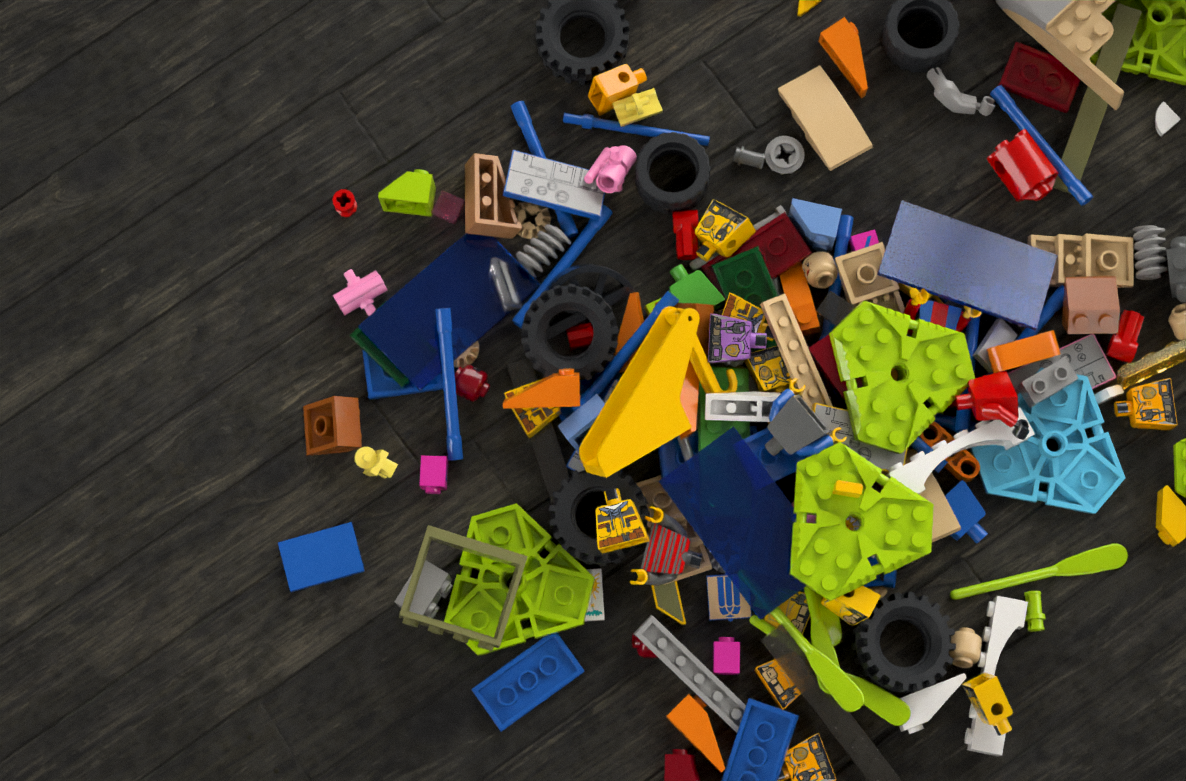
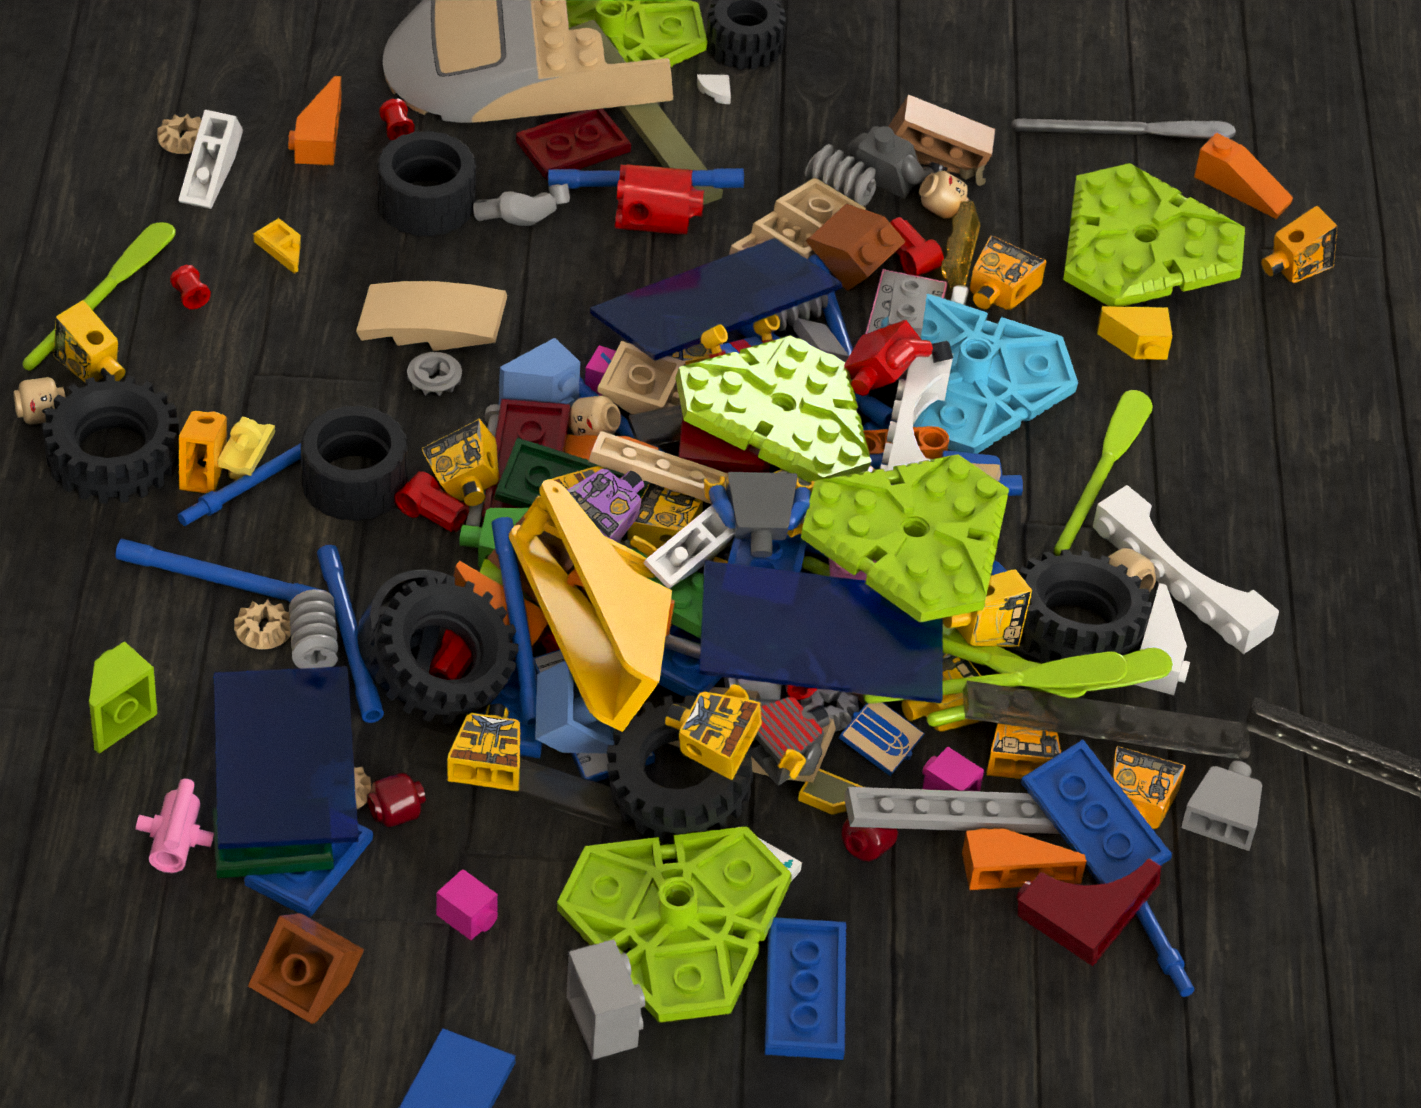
camera: 60 degrees left, 30 degrees down
(339, 198) = (51, 771): red bush -> none
(374, 462) = (400, 943): light yellow hips -> none
(448, 207) = (171, 684): clear pink plate -> none
(453, 438) = (316, 757): blue piece -> none
(474, 547) = (624, 879): olive window -> none
(485, 206) = (200, 636): medium nougat wedge -> none
(505, 284) = (315, 688): clear slope -> none
(552, 185) = (254, 565): tile -> none
(556, 390) = (500, 694): orange slope -> none
(611, 168) = (291, 503): bright pink pin -> none
(748, 157) = (404, 401): dark grey pin -> none
(844, 48) = (384, 255): orange slope -> none
(848, 489) = (878, 494): yellow tile -> none
(985, 692) = (1212, 567): yellow torso -> none
(1023, 351) = (852, 317): orange beam -> none
(1034, 611) = (1148, 494): lime pin -> none

